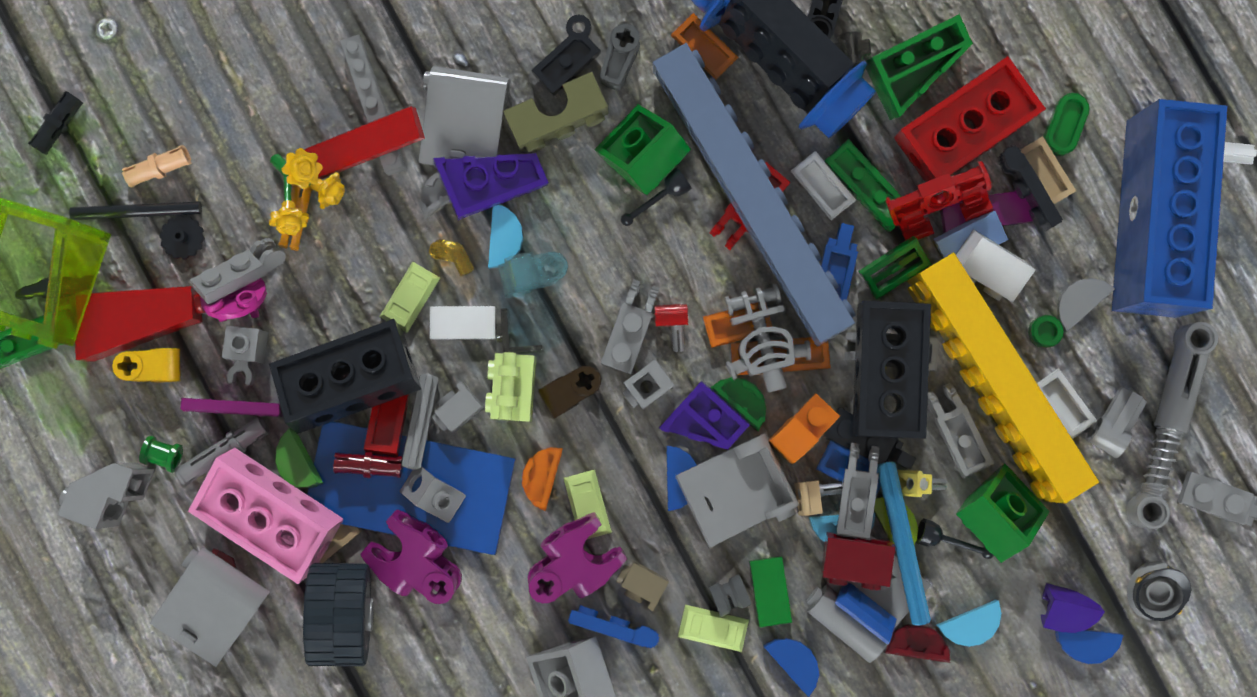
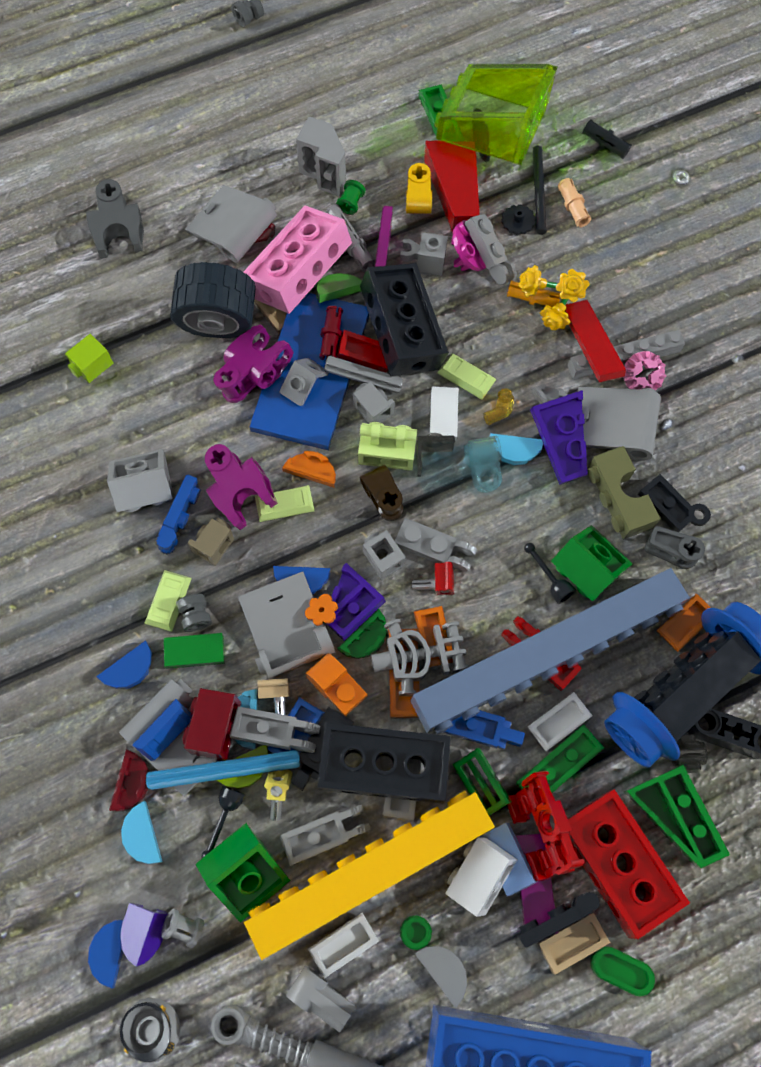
camera: 90 degrees right, 15 degrees down
(394, 96) = (634, 367): none -> bright pink gear
(714, 456) = (325, 604): none -> orange plant
(1063, 569) = (182, 928): none -> light grey bush

